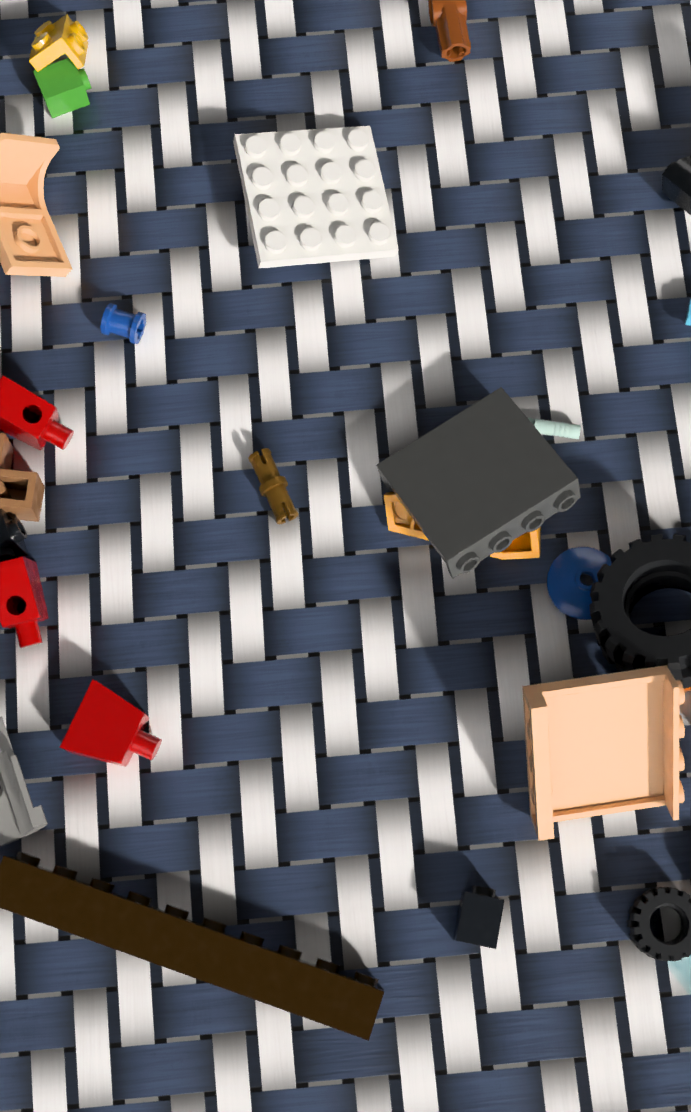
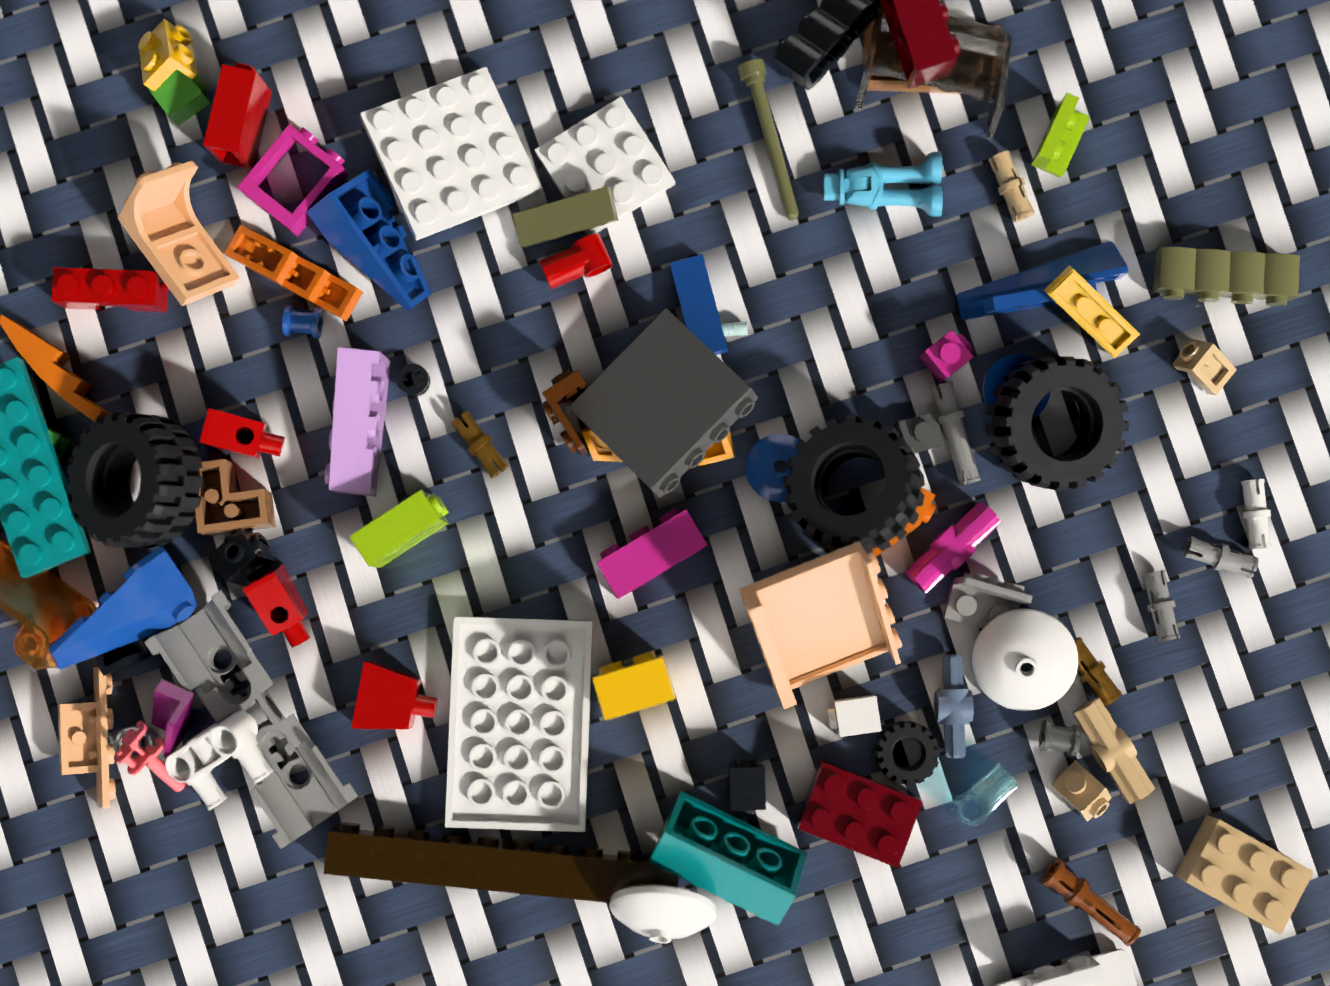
camera: 10 degrees left, 10 degrees up
(112, 113) = (237, 116): none -> red brick
(127, 276) = (293, 272): none -> orange slope
(153, 430) = (357, 421): none -> lavender wedge
(168, 210) = (332, 179): none -> dark pink window
(168, 548) = (400, 528): none -> lime brick
(206, 242) = (363, 229): none -> blue wedge
(226, 397) = (412, 390): none -> black bush
(242, 791) = (519, 724): none -> white plate
(354, 1037) = (662, 911): none -> white dish
(368, 450) = (564, 389): none -> reddish brown bracket
(382, 769) = (633, 686): none -> yellow brick
(416, 280) = (565, 217): none -> olive tile
(425, 326) = (585, 258): none -> red piece
(429, 637) = (651, 552): none -> dark pink brick
(443, 996) = (729, 858): none -> teal brick
(467, 245) = (607, 152): none -> white plate
(534, 390) = (698, 302): none -> blue tile
(600, 980) = (859, 813): none -> dark red brick
(615, 867) = (854, 716): none -> white brick
(636, 190) = (753, 75): none -> olive piece

